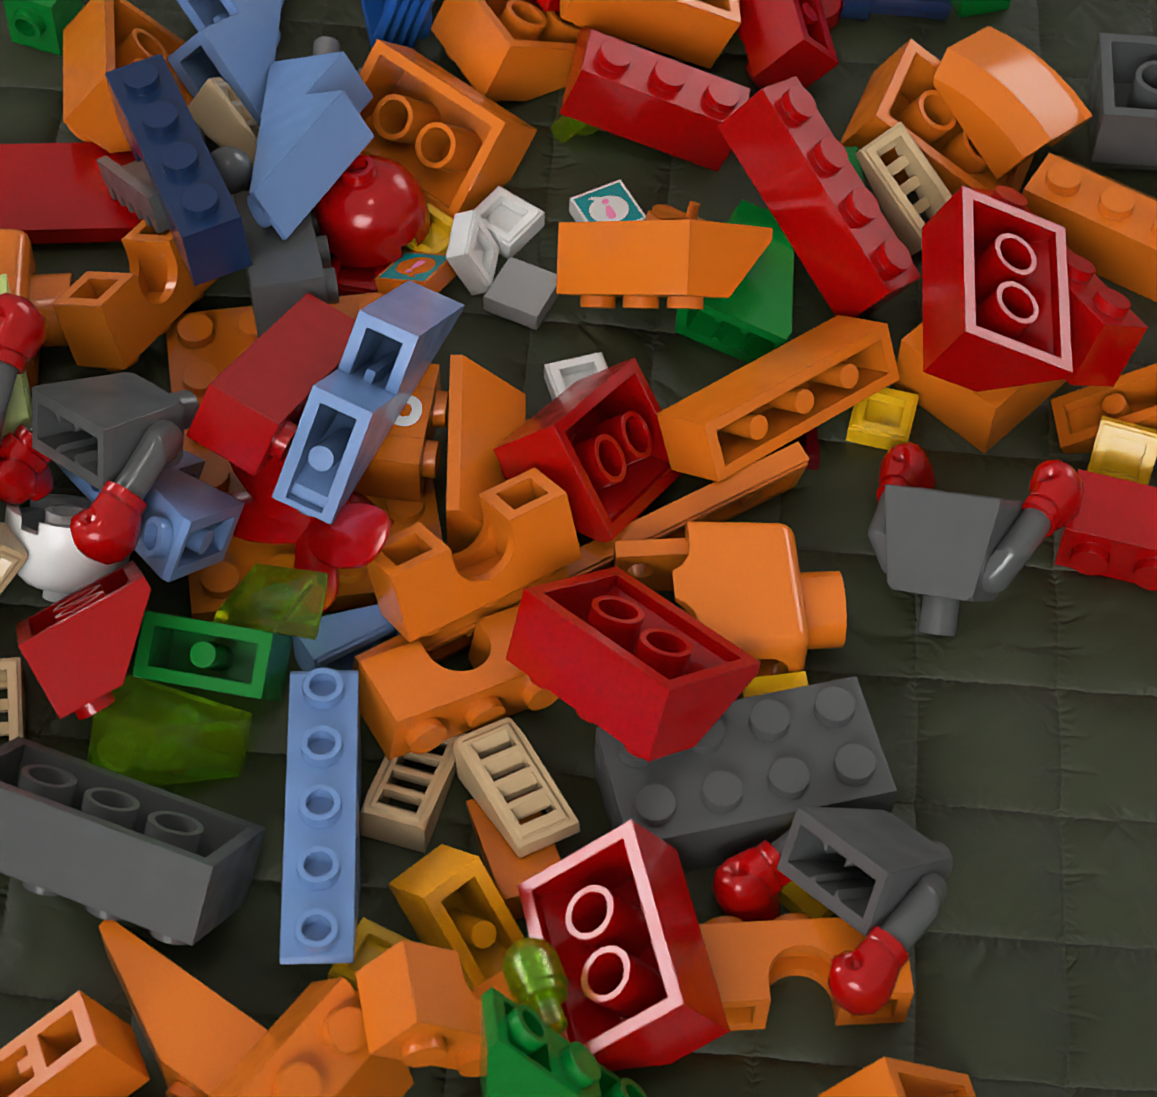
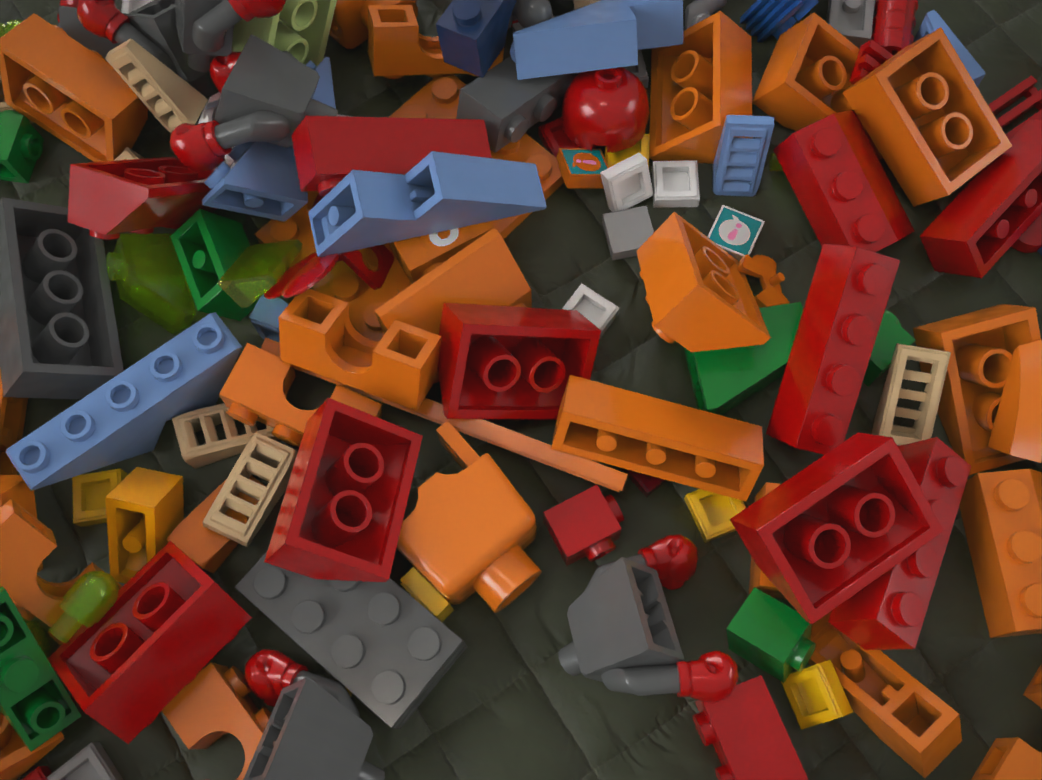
camera: 60 degrees right, 15 degrees up
(543, 146) = (741, 161): none -> medium blue slope
(818, 518) = (584, 525): none -> red brick
(1044, 433) = (770, 635): none -> green brick

